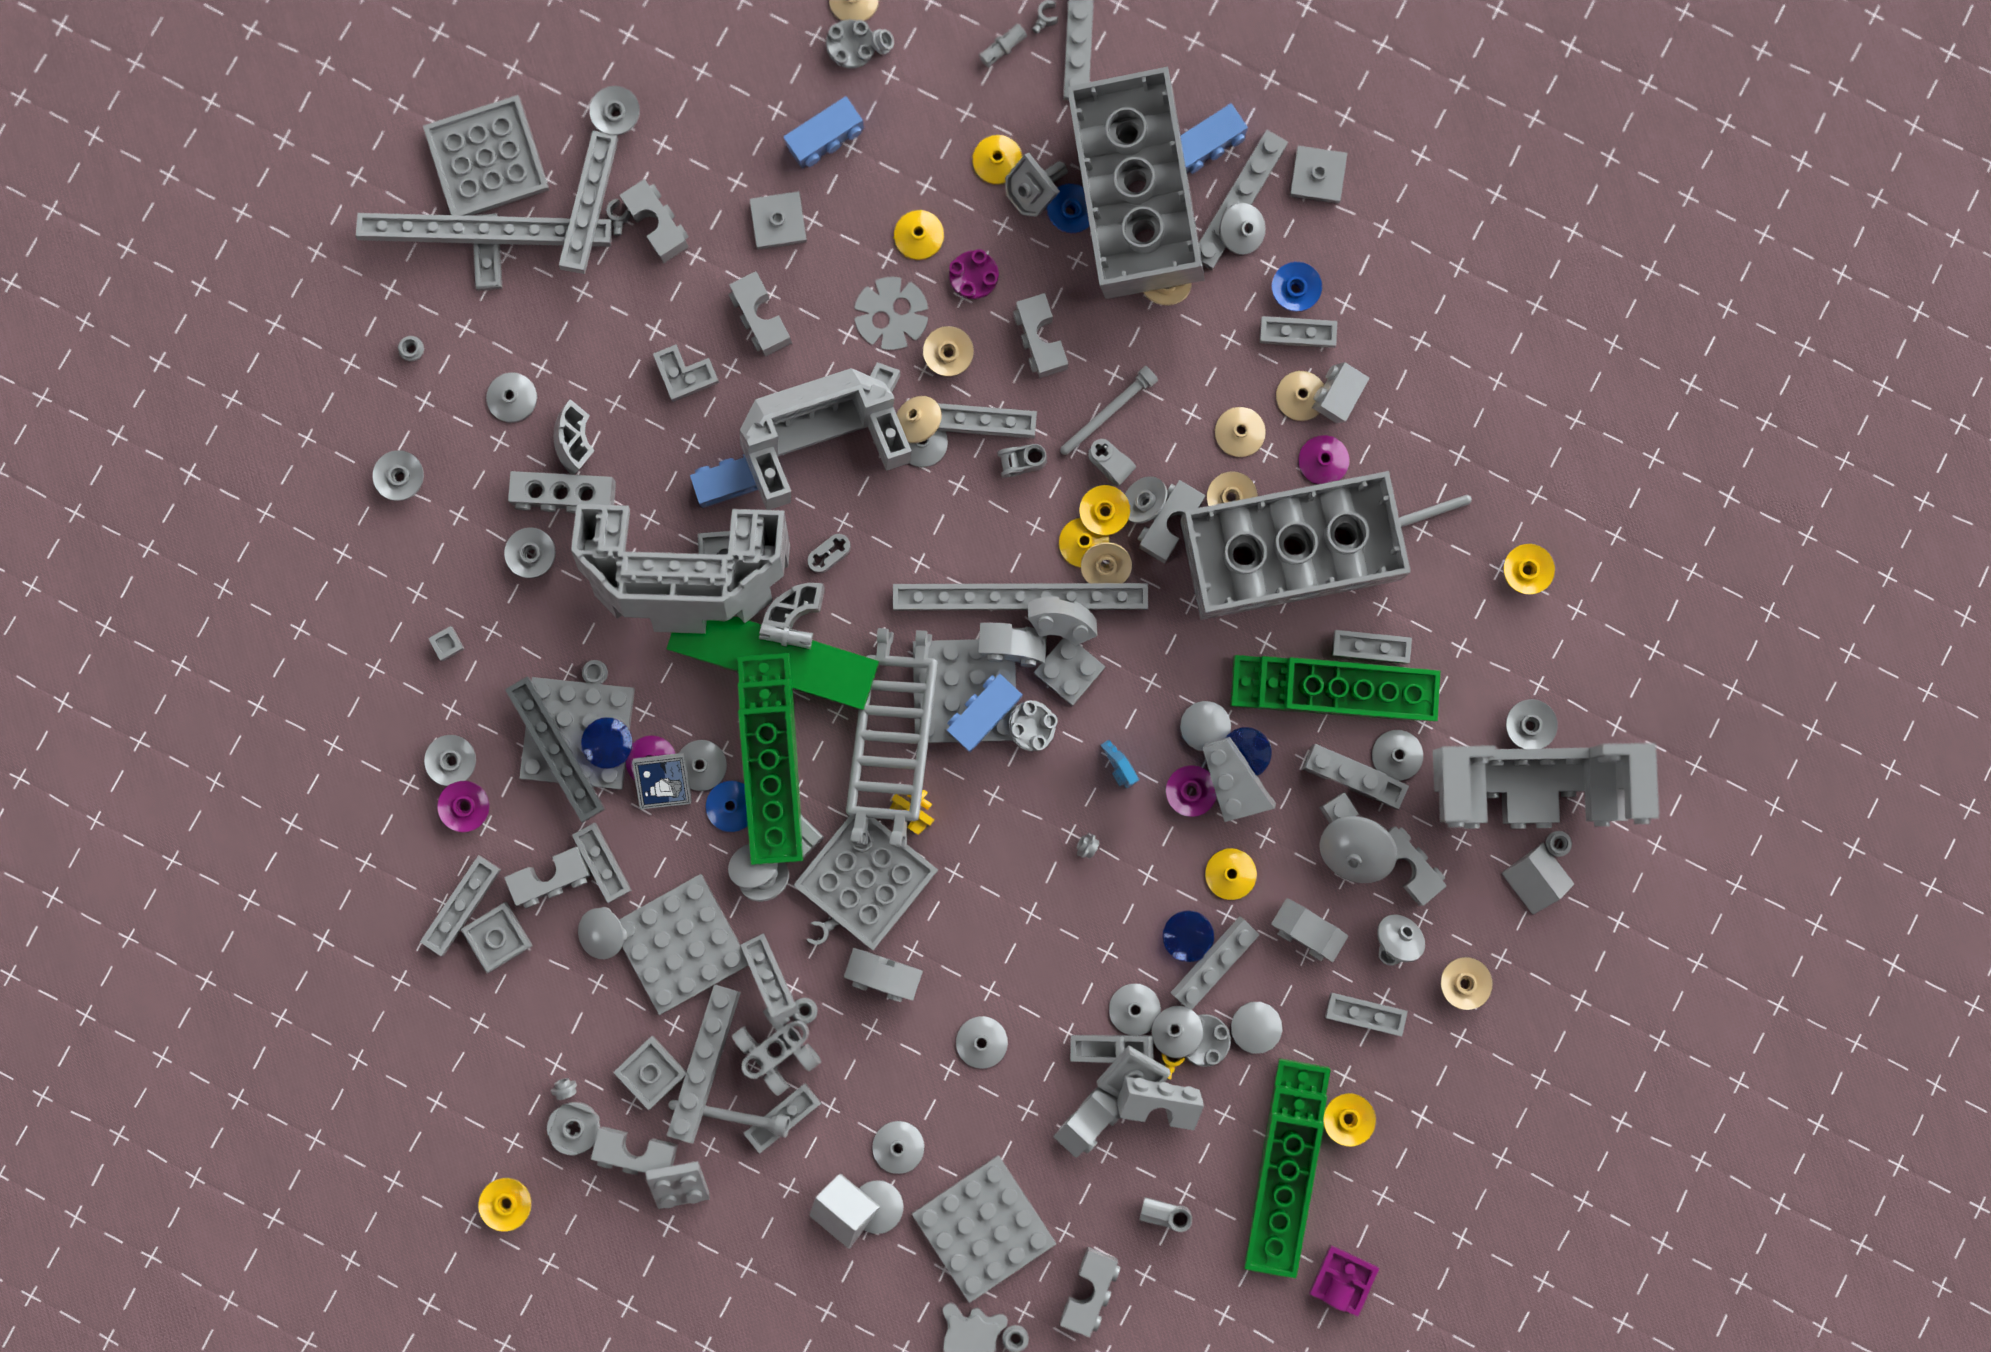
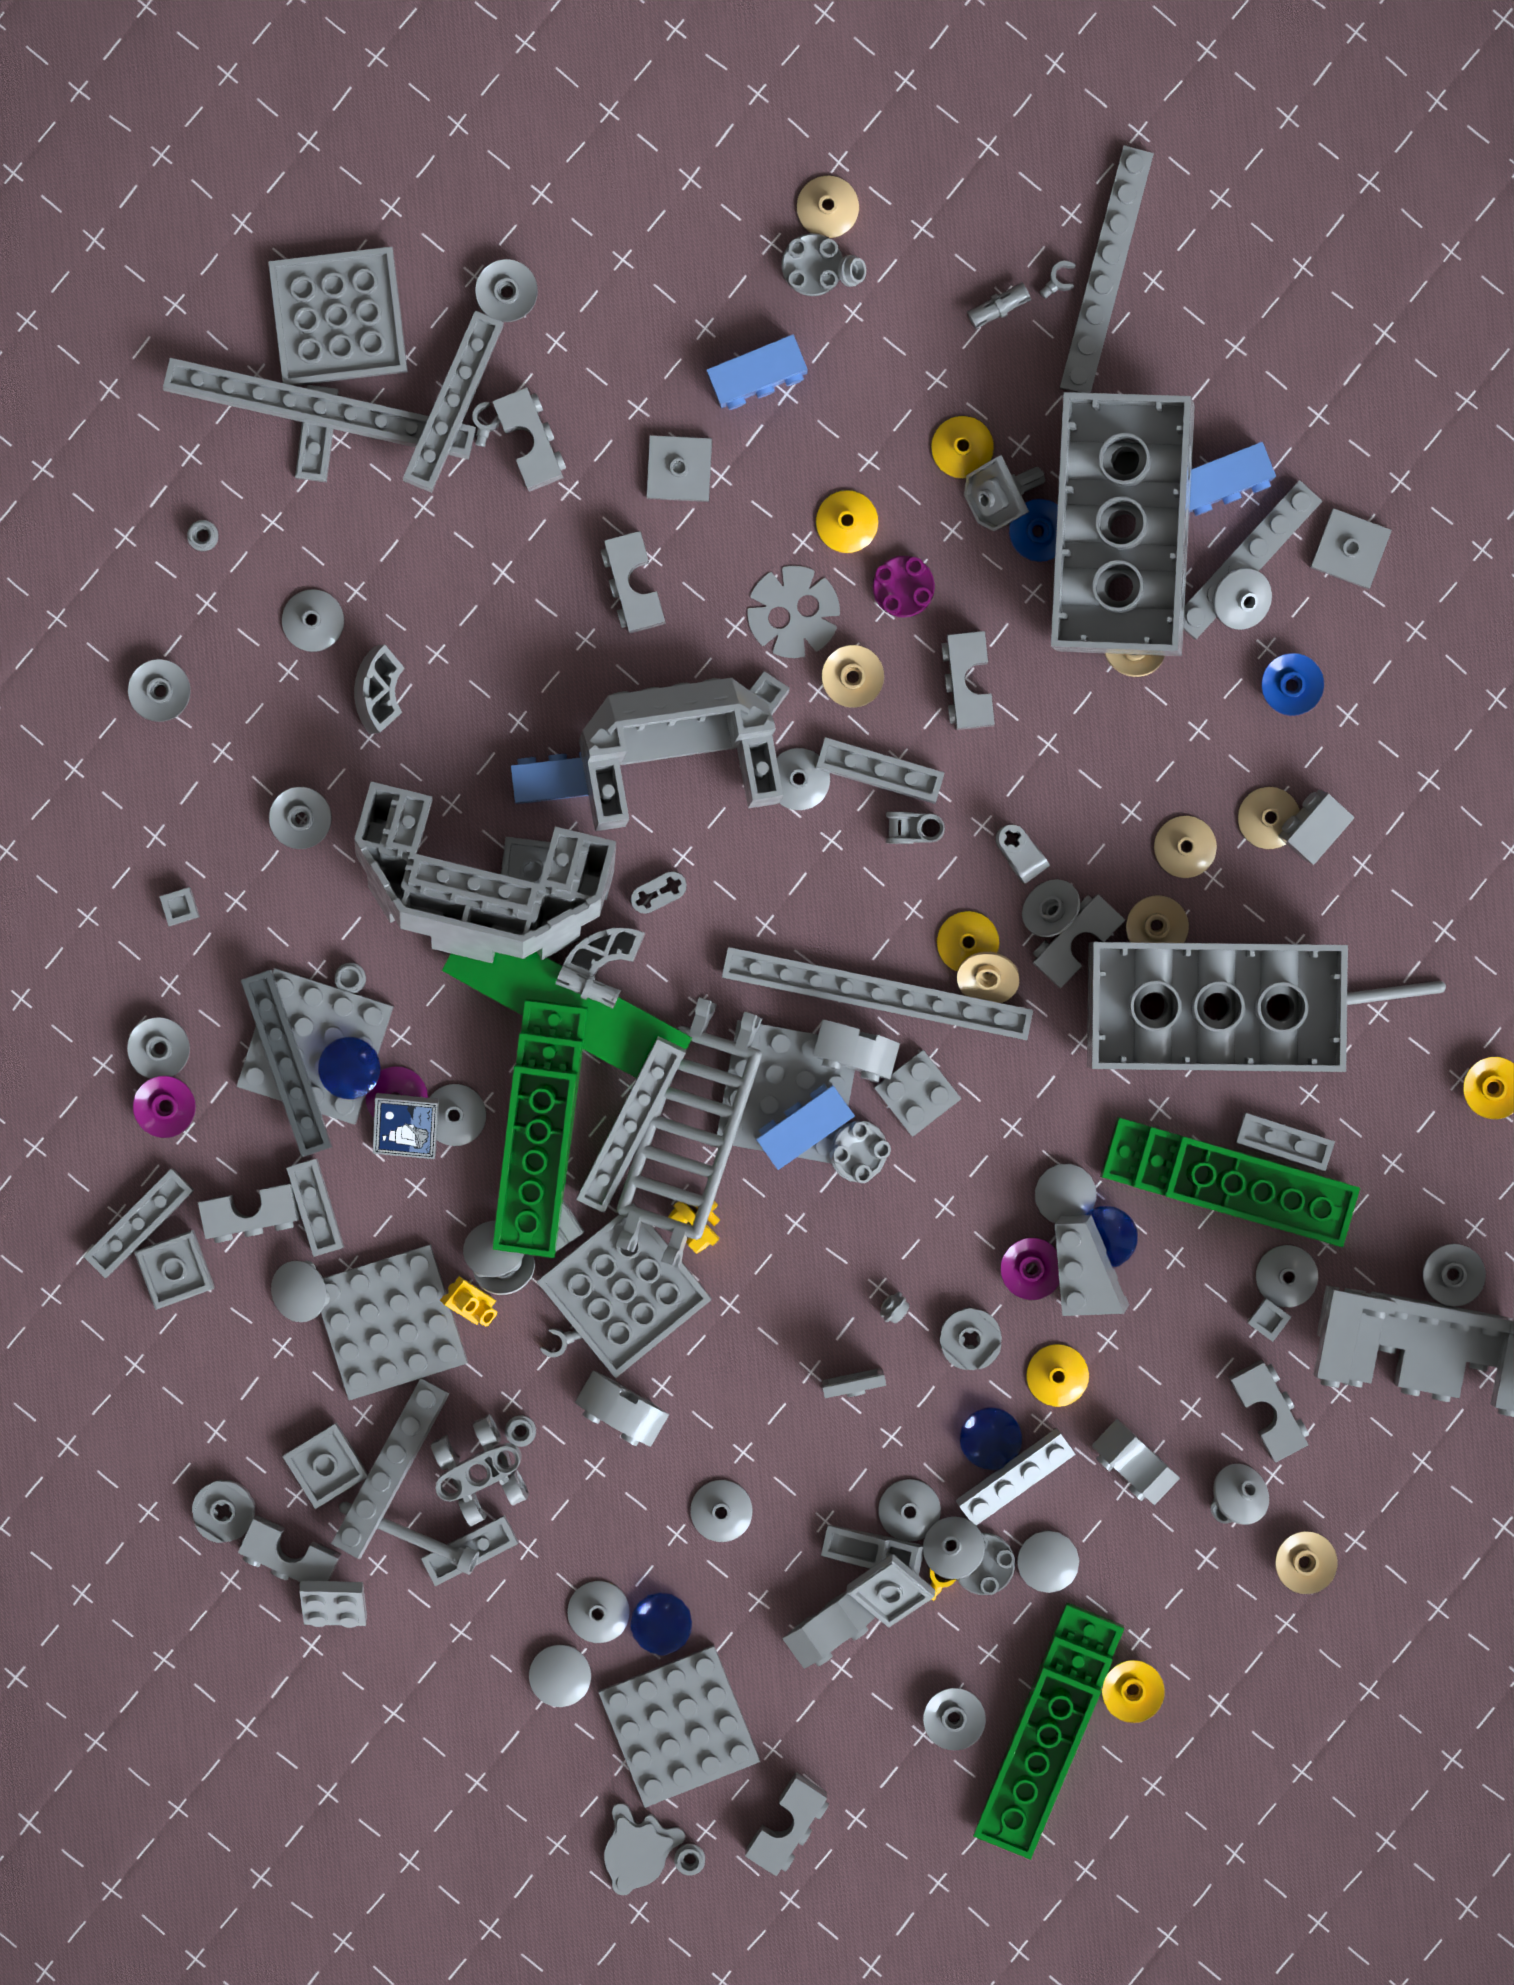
camera: 10 degrees right, 5 degrees up
(492, 1207) = (113, 1590): yellow dish -> none
(523, 483) = (308, 731): light grey brick -> none
(564, 1089) = (220, 1463): light grey plate -> none
(681, 379) = (520, 642): light grey plate -> none
(716, 806) = (463, 1170): blue dish -> none
(742, 912) = (470, 1302): none -> yellow hips
(769, 978) = (487, 1387): light grey plate -> none
(843, 740) = (631, 1124): none -> light grey plate
(843, 1210) = (520, 1672): slope -> none
(924, 423) = (810, 756): tan dish -> none
(951, 1145) = (661, 1623): none -> clear blue dish
(1062, 618) = (921, 1033): light grey brick -> none
(1068, 913) = (853, 1384): none -> light grey plate
(1104, 497) = (991, 896): yellow dish -> none
(1123, 770) = (954, 1230): dark azure wing -> none
(1141, 1096) = (895, 1615): light grey arch -> none
(1143, 380) = (1082, 760): light grey piece -> none
(1158, 872) = (973, 1356): none -> light grey plate
(1162, 1214) = (891, 1753): light grey piece -> none
(1218, 1183) = (957, 1734): none -> light grey dish
(1298, 332) = (1282, 740): light grey plate -> none
(1312, 465) = (1262, 906): magenta dish -> none
(1338, 808) = (1201, 1329): light grey brick -> none
(1344, 1280) = (1085, 1873): magenta plate -> none
(1345, 771) = (1218, 1284): light grey arch -> none
(1362, 841) = (1213, 1381): light grey dish -> none
(1366, 1014) = (1180, 1573): light grey plate -> none
(1538, 879) = (1420, 1458): light grey slope -> none
(1566, 843) = (1462, 1425): light grey plate -> none

